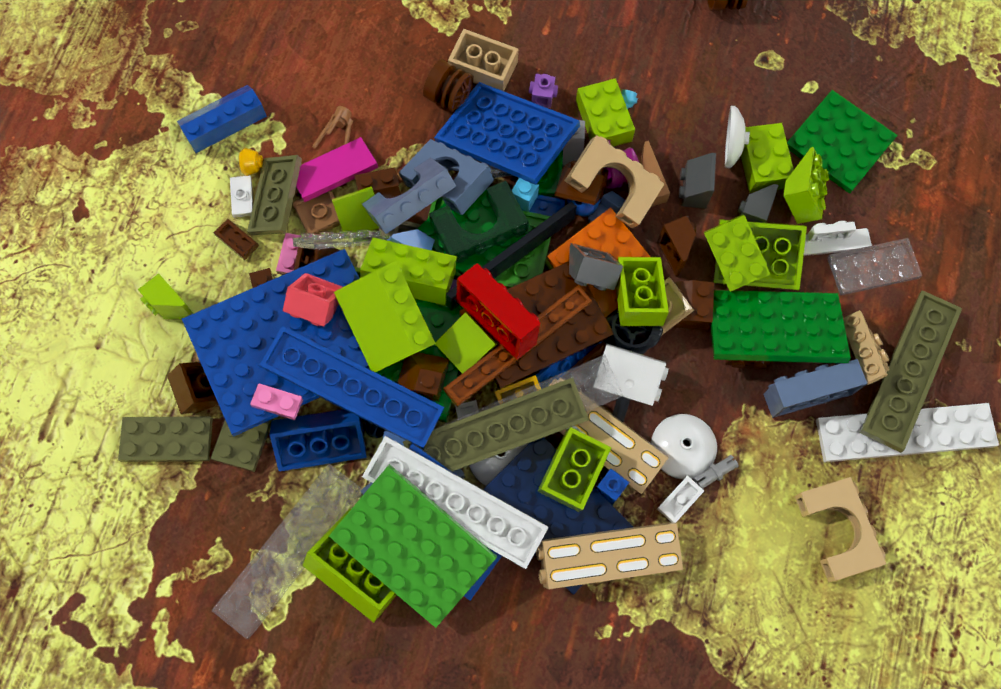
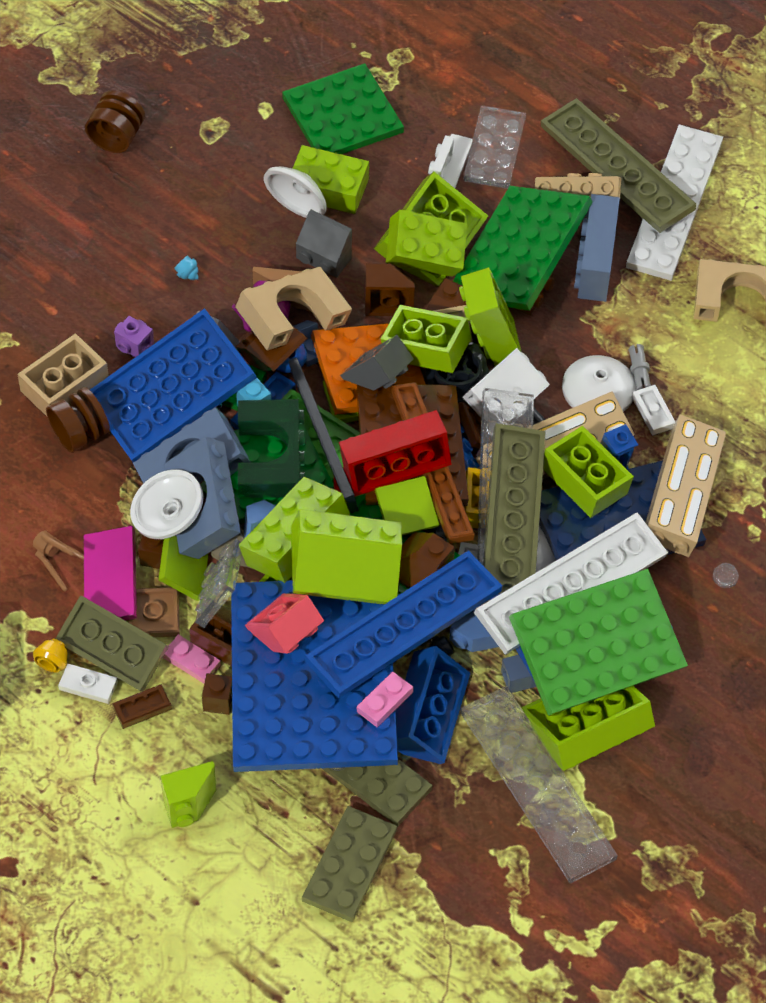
camera: 65 degrees left, 15 degrees down
(191, 388) = (306, 806): reddish brown slope -> none
(388, 173) = (166, 504): none -> white dish
(547, 624) = (725, 575): none -> clear plate
(605, 112) = (190, 289): lime brick -> none
(684, 330) = (489, 315): none -> lime brick
(758, 204) = (378, 209): dark grey slope -> none
(807, 188) = (388, 158): lime slope -> none

